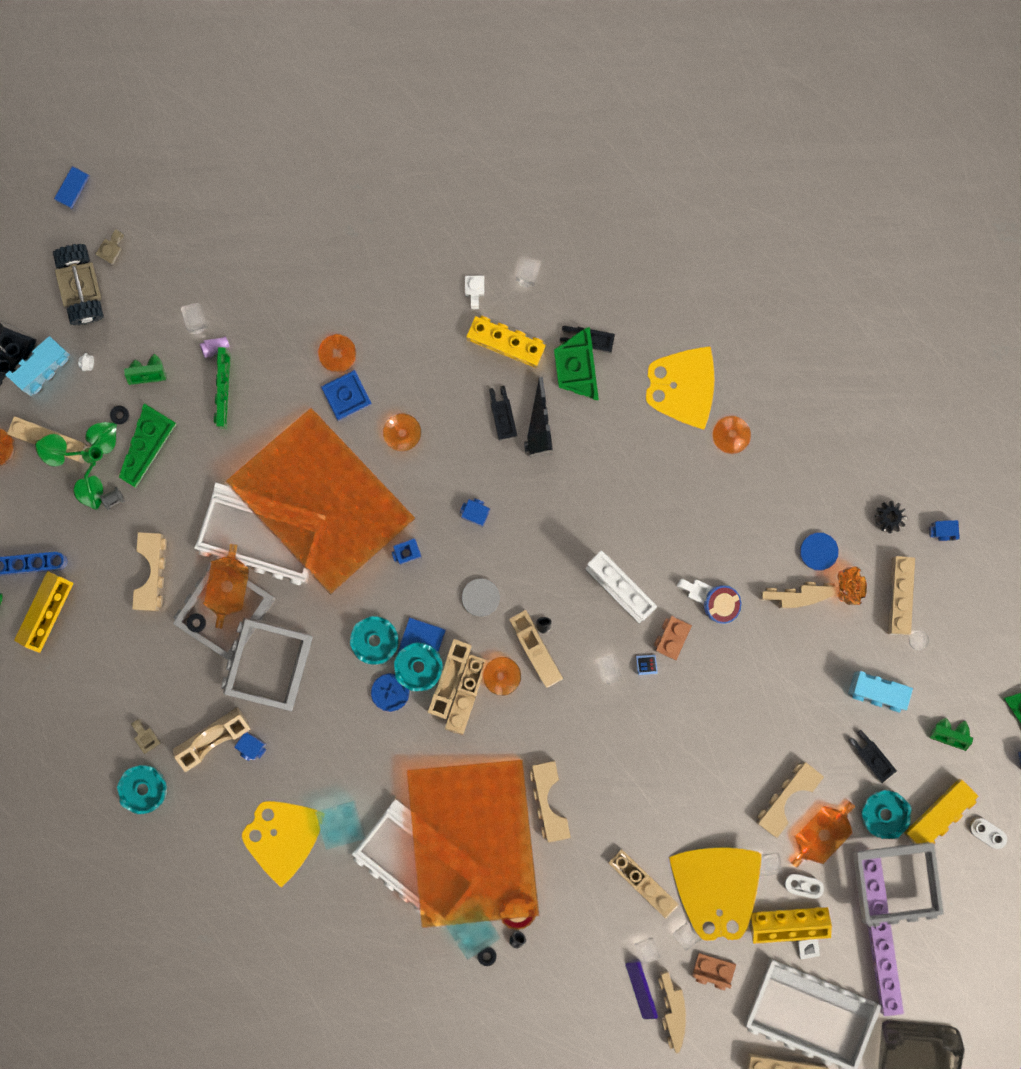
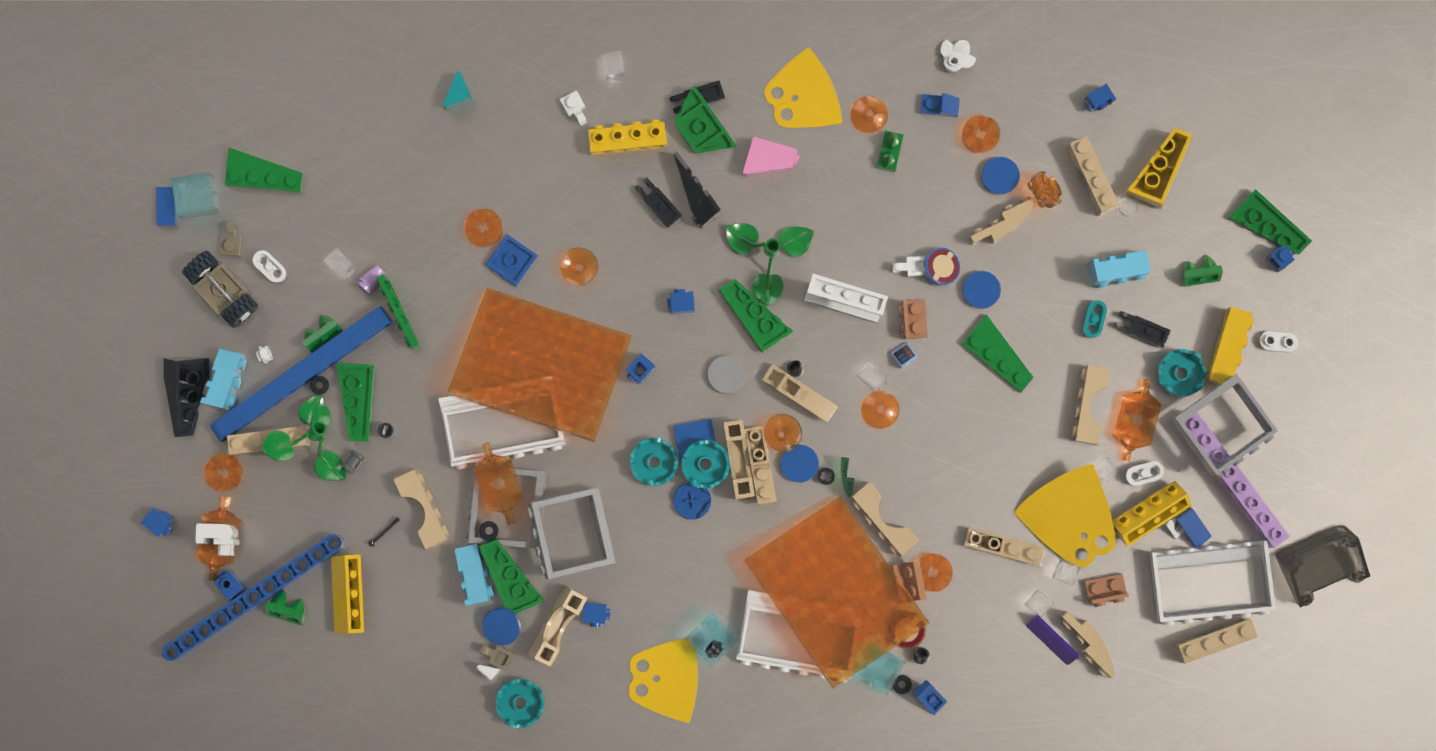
camera: 30 degrees left, 0 degrees up
(90, 578) = (372, 542): none -> black hinge
(98, 191) = (193, 195): none -> clear light blue piece
(109, 396) = (301, 373): none -> blue beam
(129, 746) = (488, 672): none -> white slope
(133, 288) = (269, 267): none -> white plate
(158, 488) = (389, 431): none -> black hinge
(162, 654) = (473, 575): none -> medium azure wedge
(162, 712) = (501, 626): none -> blue tile
(164, 199) = (256, 173): none -> green wing
(191, 675) = (512, 584): none -> green wing
(336, 835) = (714, 649): none -> black plate
(378, 223) = (458, 93): none -> teal slope
(502, 711) = (800, 464): none -> blue tile
(505, 981) = (930, 697): none -> blue slope
(515, 739) = (824, 481): none -> black bush
(533, 561) = (757, 320): none -> green wing
(535, 751) = (847, 482): none -> clear green slope
(545, 867) = (911, 578): none -> nougat bracket
(575, 880) = (944, 572): none -> clear orange plate
(589, 704) = (873, 417): none -> clear orange dish
(605, 511) = (795, 241): none -> green plant
(621, 426) = (769, 158): none -> bright pink slope
(729, 704) = (995, 352): none -> green wing
(732, 477) = (890, 151): none -> green tile
(747, 644) = (981, 289): none -> blue tile
(798, 460) = (941, 105): none -> blue slope
(813, 512) = (980, 123): none -> clear orange plate
(822, 958) = (1193, 527): none -> blue tile
(833, 724) = (1093, 319): none -> teal plate
(840, 422) = (958, 53): none -> white plate
(895, 523) = (1048, 106): black gear -> none
(961, 626) = (1157, 177): none -> yellow wedge

